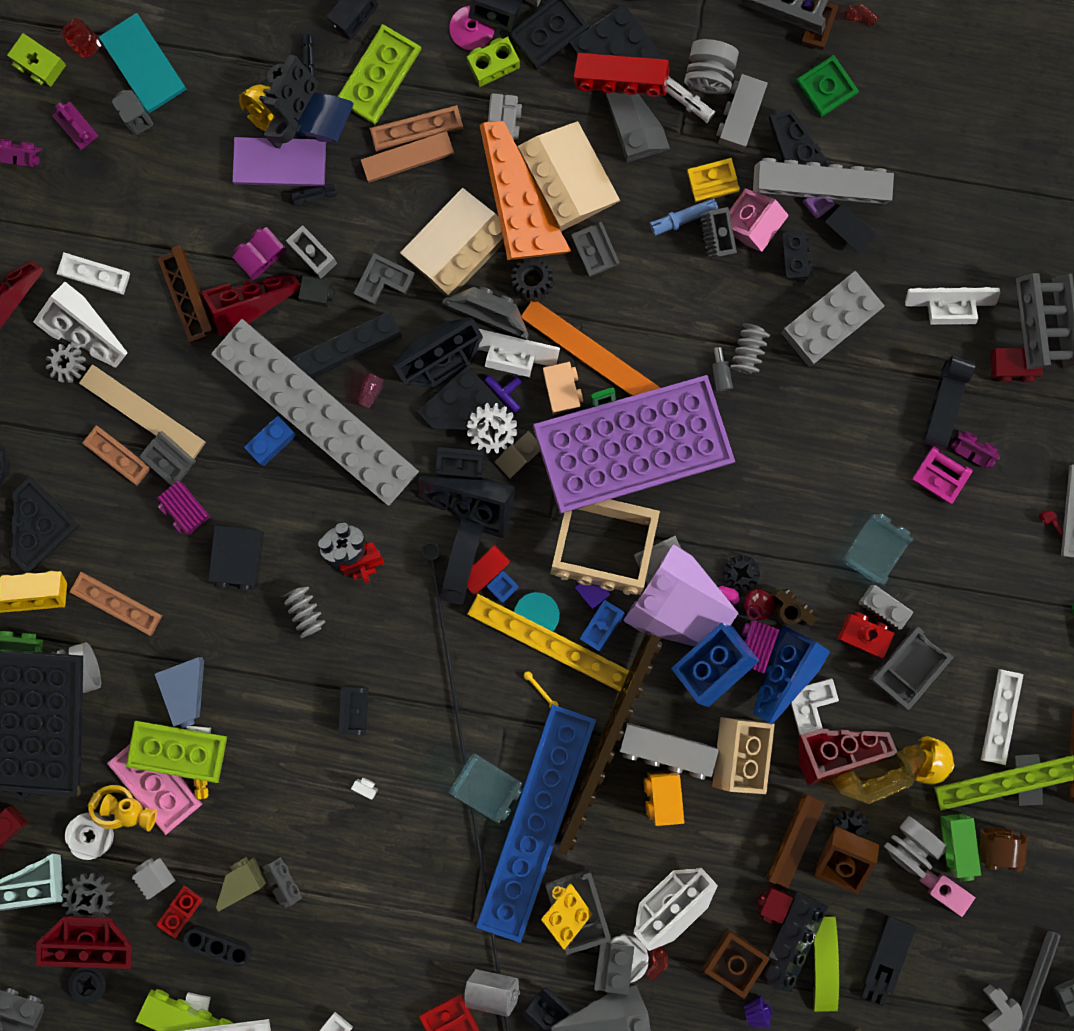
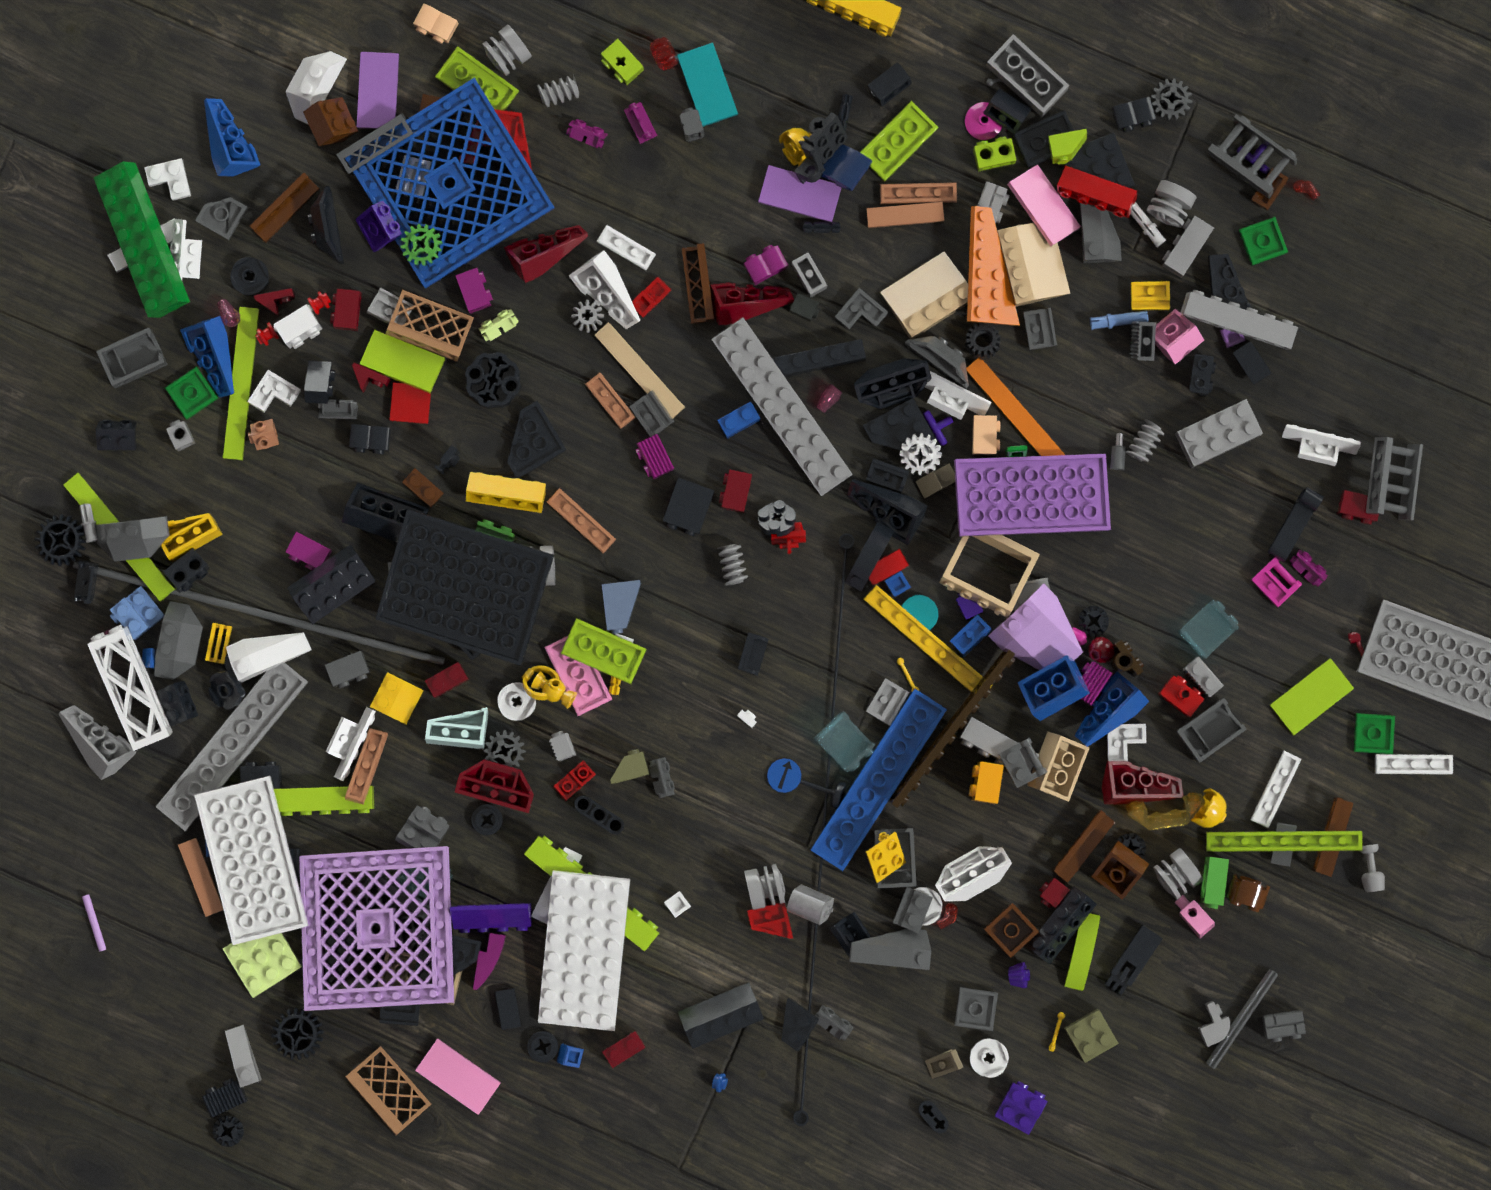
camera: 15 degrees right, 0 degrees up
(135, 324) = (651, 296): none -> red slope
(287, 524) = (736, 491): none -> dark red brick
(427, 844) = (786, 775): none -> piece
(432, 985) = (764, 886): none -> light grey wheel
(524, 727) = (887, 701): none -> light grey plate
(564, 106) = (1044, 205): none -> bright pink tile
(573, 29) = (1066, 145): none -> lime slope
(695, 770) = (1017, 766): none -> dark grey plate
(1016, 598) = (1311, 696): none -> lime tile

